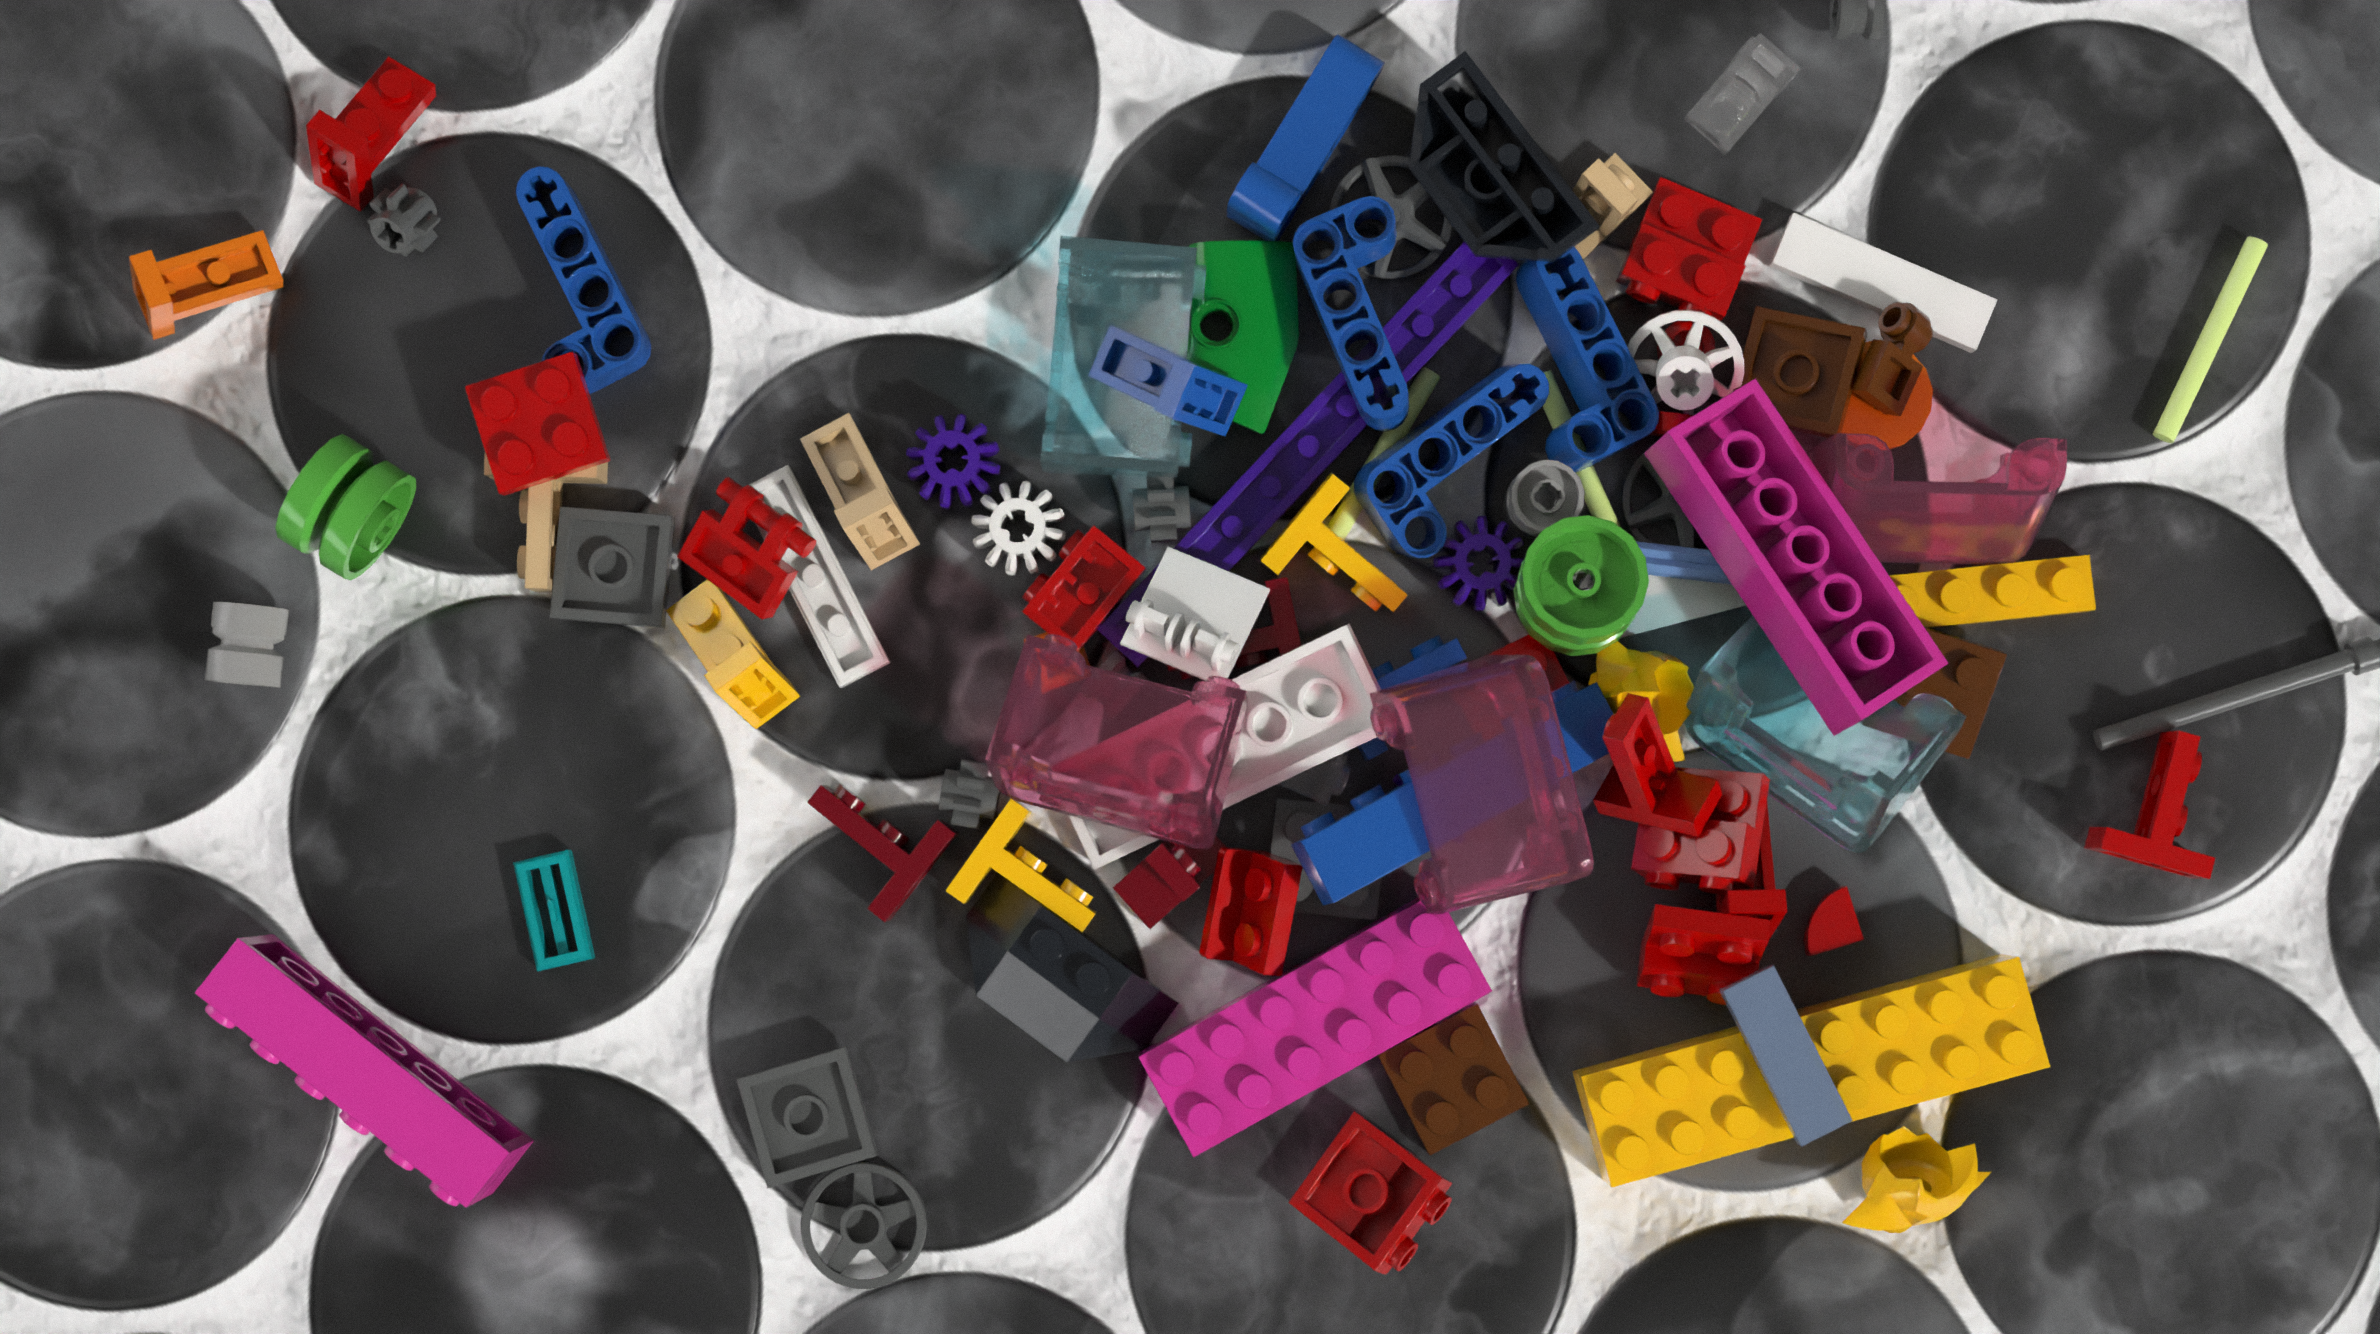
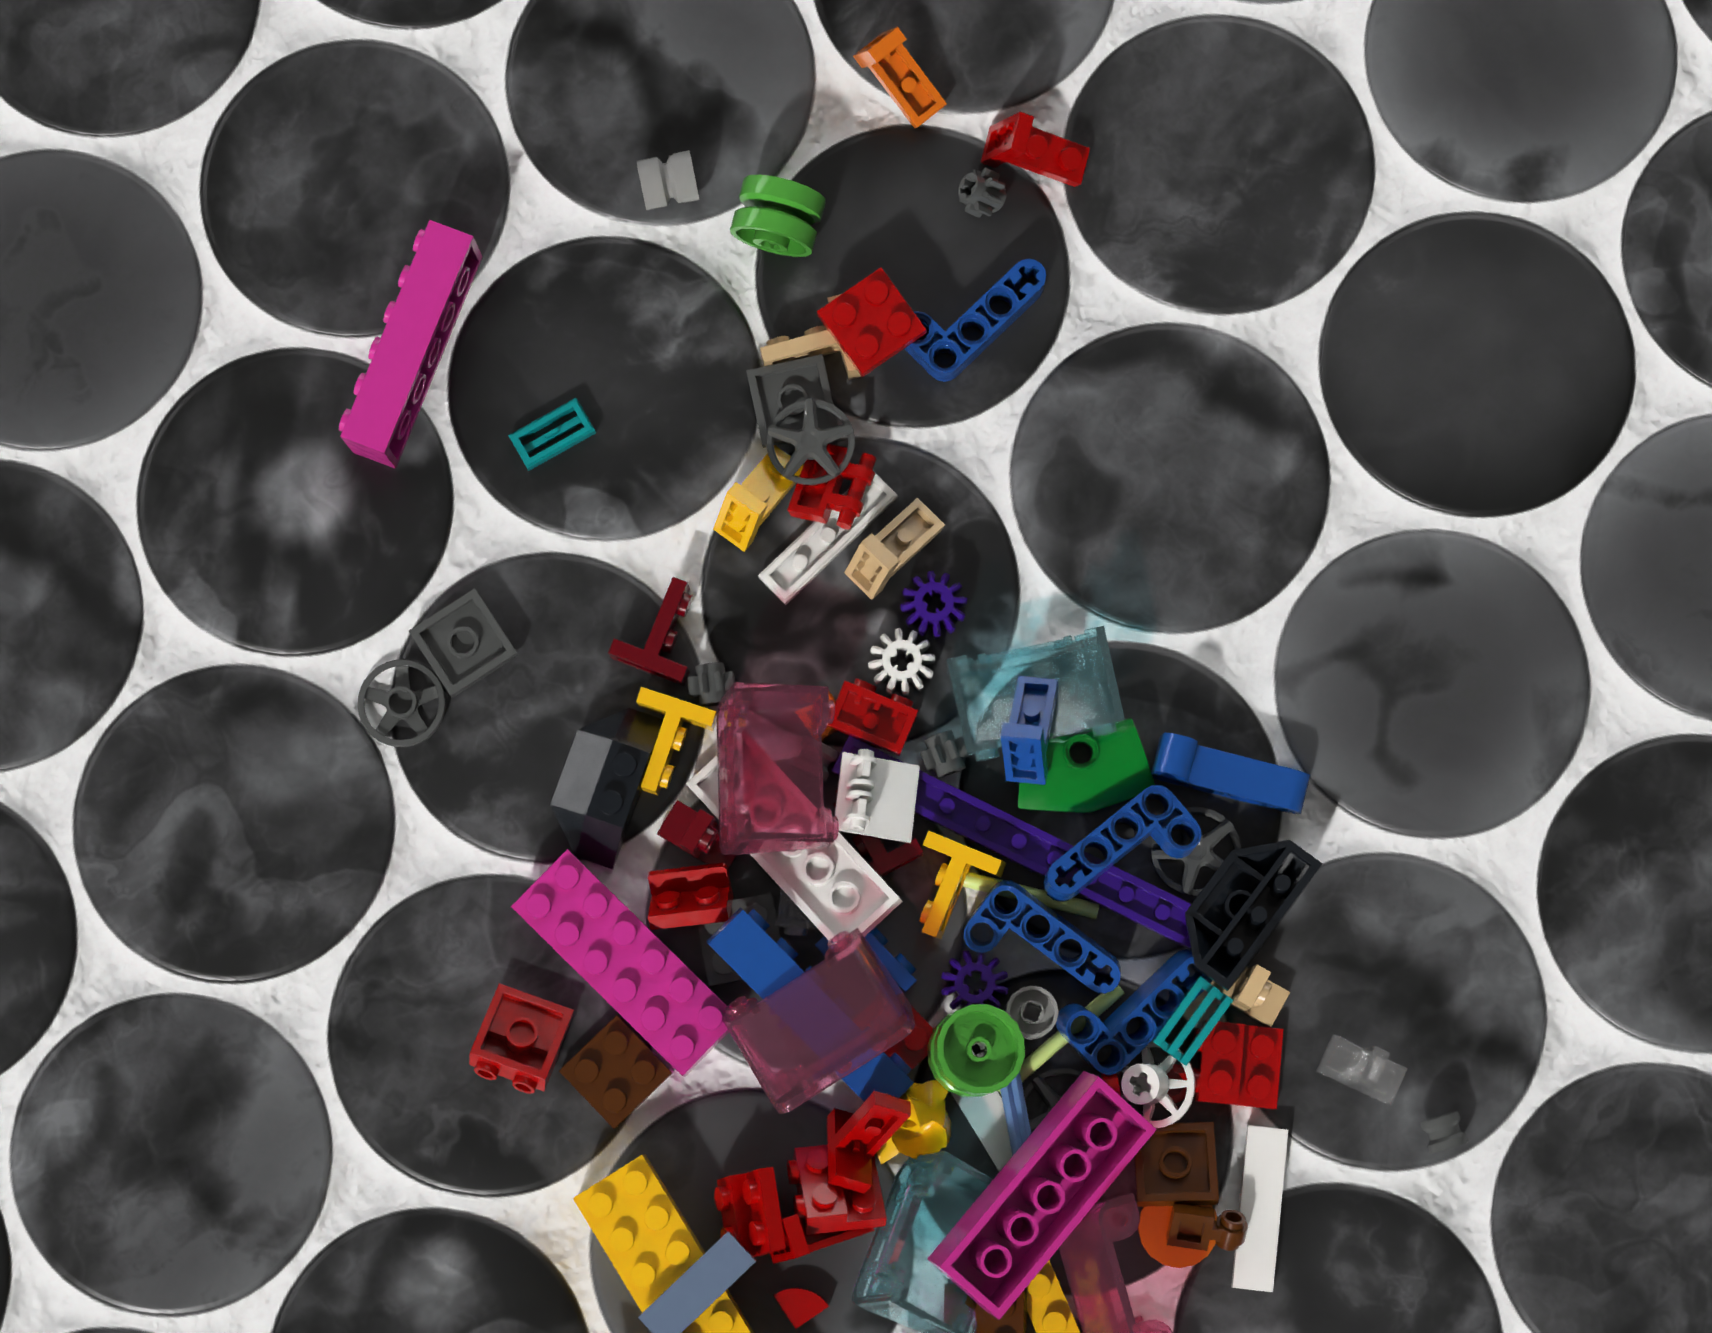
camera: 80 degrees right, 5 degrees down
(677, 558) = (810, 441): none -> dark grey wheel
(1637, 273) = (1212, 993): none -> teal tile

